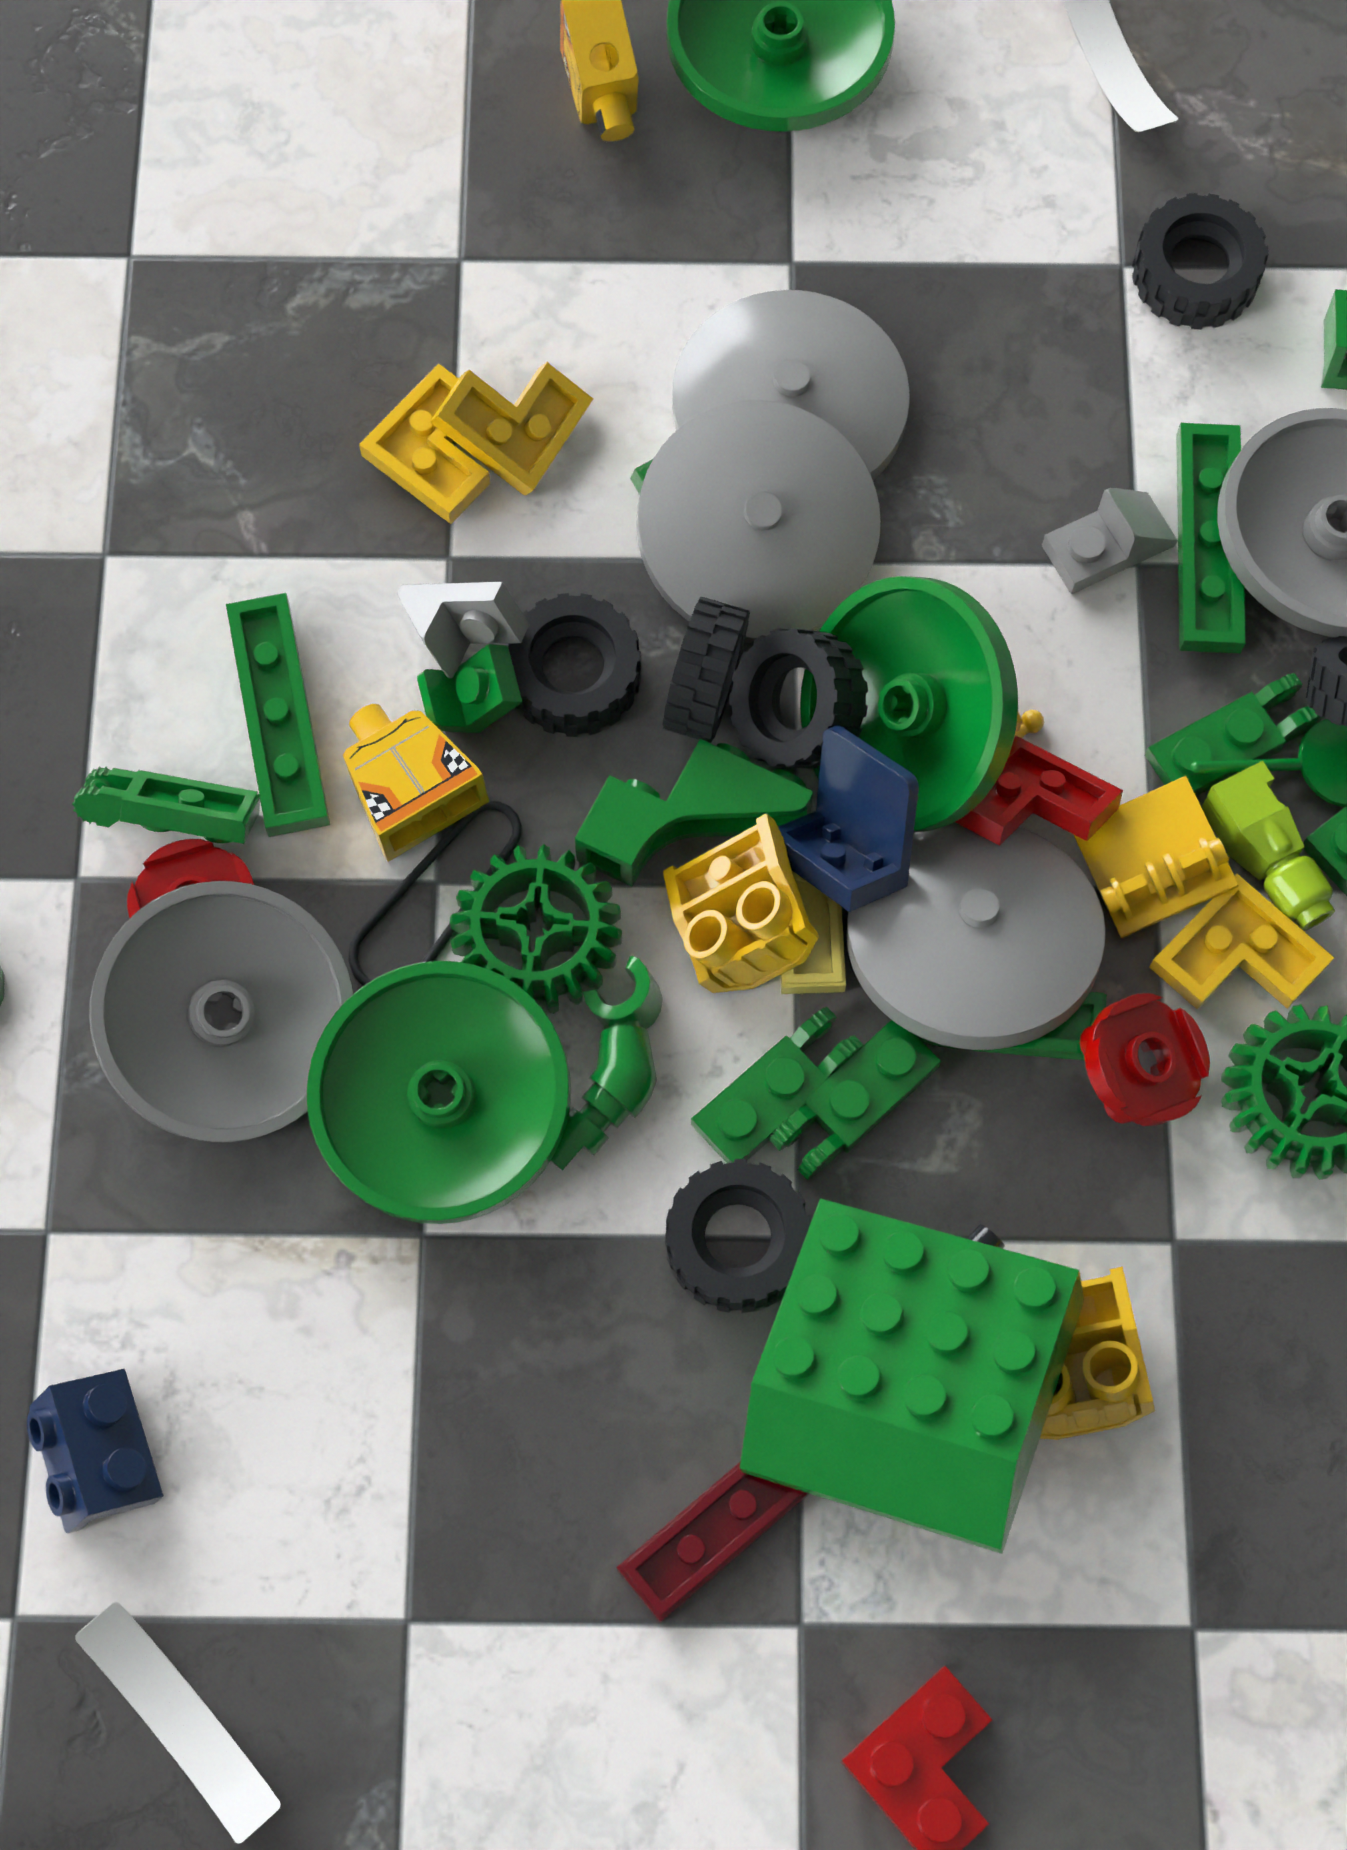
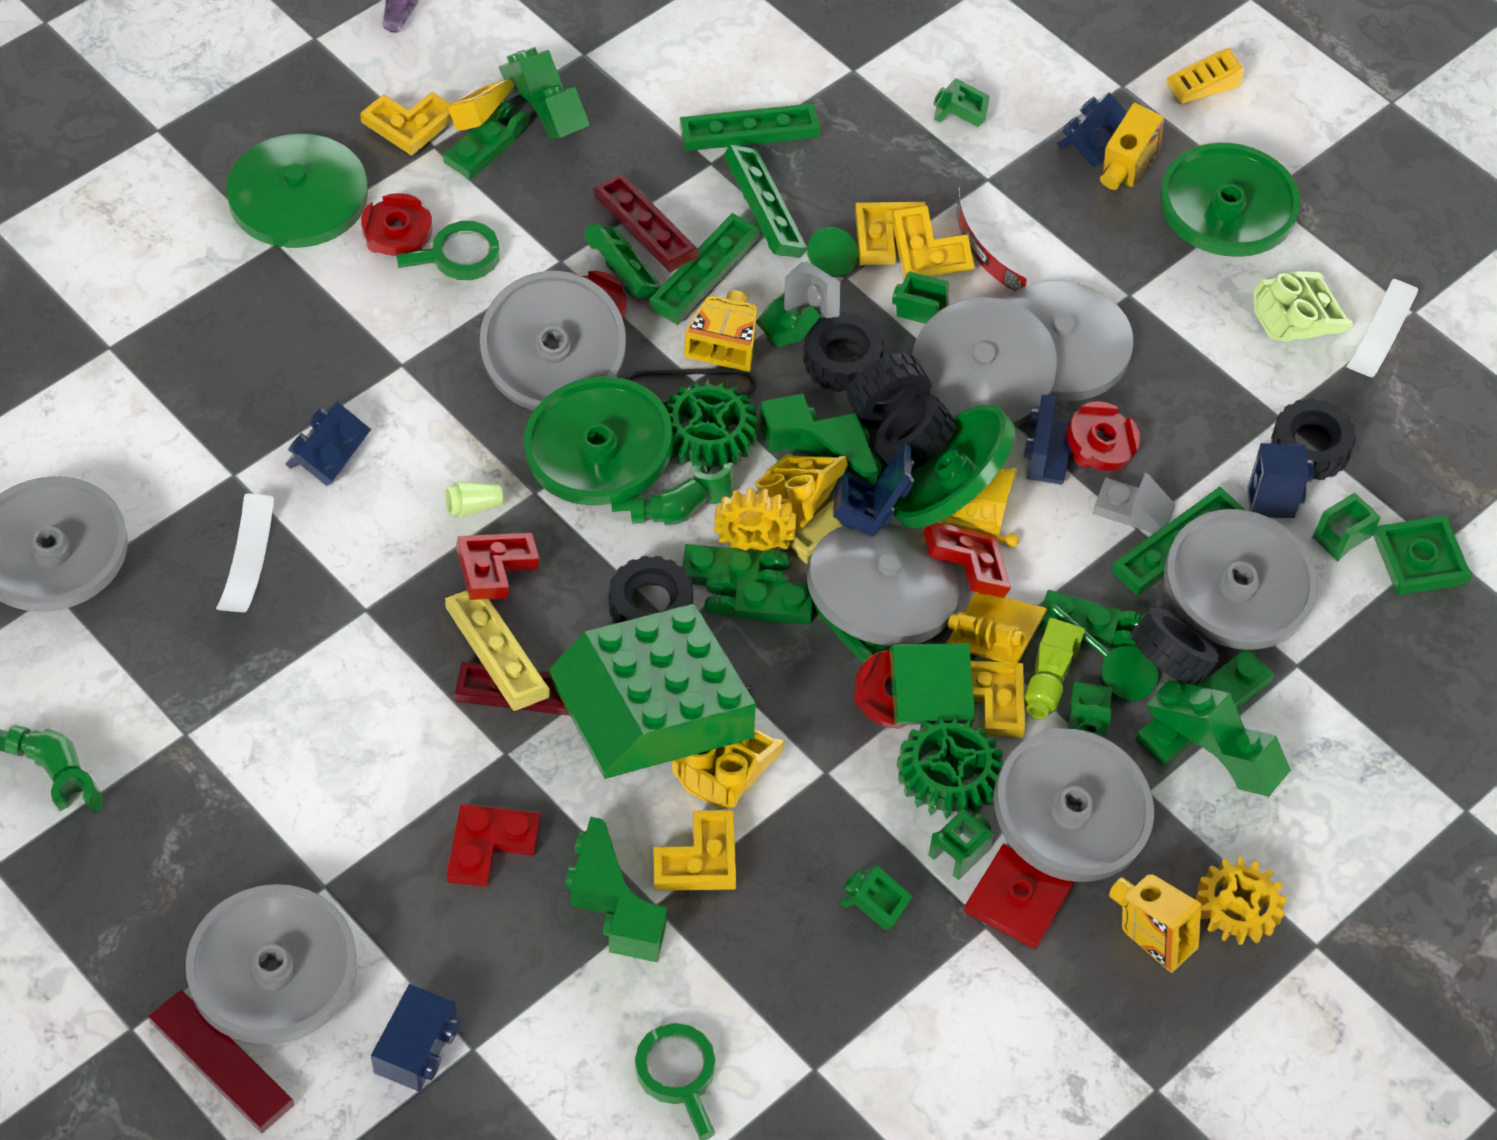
camera: 45 degrees right, 15 degrees down
(102, 461) = (749, 127): none -> green plate
(132, 722) = (646, 222): none -> dark red tile
(244, 547) = (765, 201): none -> green plate
(322, 181) = (962, 102): none -> green bracket
(367, 1331) = (471, 498): none -> yellowish green cone
(405, 544) = (832, 252): none -> green piece
(488, 1397) = (489, 556): none -> red plate
(515, 71) = (1094, 127): none -> dark blue bracket
(578, 371) = (992, 265): none -> sticker
(585, 502) = (920, 297): none -> green window
(640, 1504) = (497, 650): none -> light yellow tile
(760, 1011) = (755, 521): none -> yellow gear
(938, 548) = (1049, 447): none -> dark blue bracket
(976, 510) = (1095, 452): none -> red plate
(1001, 104) = (1298, 307): none -> yellowish green slope
(1121, 1680) = (598, 885): none -> green arch
(1190, 1012) = (931, 683): none -> green tile
(1200, 1508) = (704, 865): none -> yellow plate
(1245, 353) = (1279, 480): none -> dark blue brick

